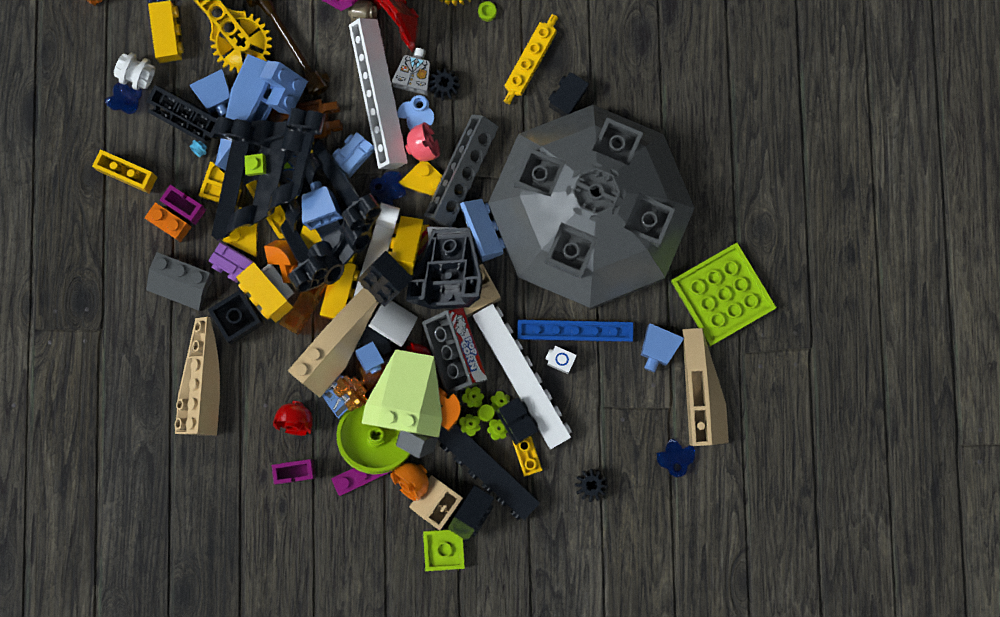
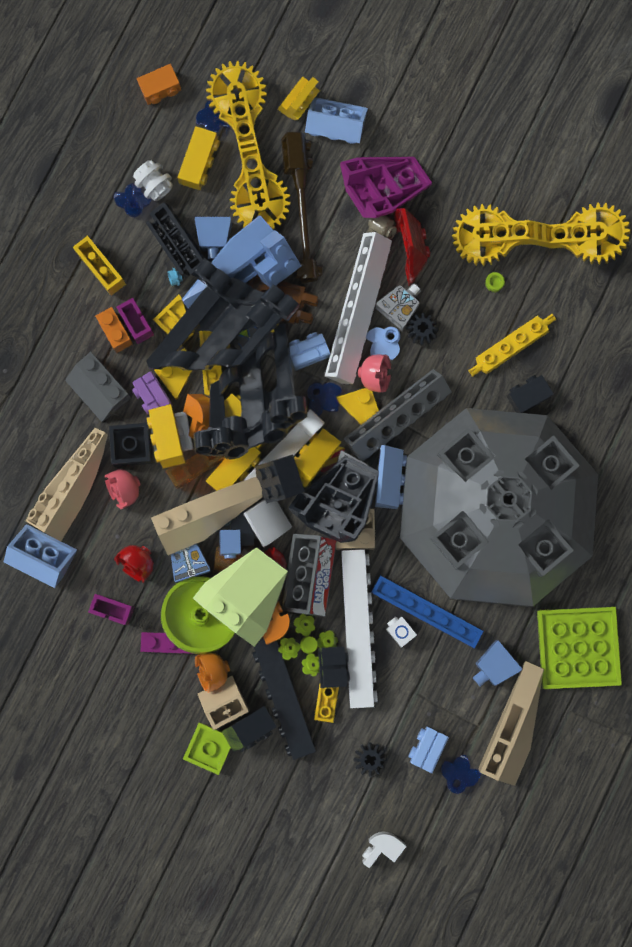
camera: 30 degrees right, 0 degrees up
(203, 457) = (39, 555): none -> light blue slope
(248, 358) = (123, 487): none -> coral cylinder
(255, 164) = (216, 318): lime plate -> none
(319, 207) = (254, 384): medium blue torso -> none
(353, 389) = (201, 565): clear orange hips -> none
(416, 444) = (231, 642): dark grey slope -> none
(637, 449) = (428, 749): none -> light blue brick
(640, 552) = (387, 844): none -> white brick

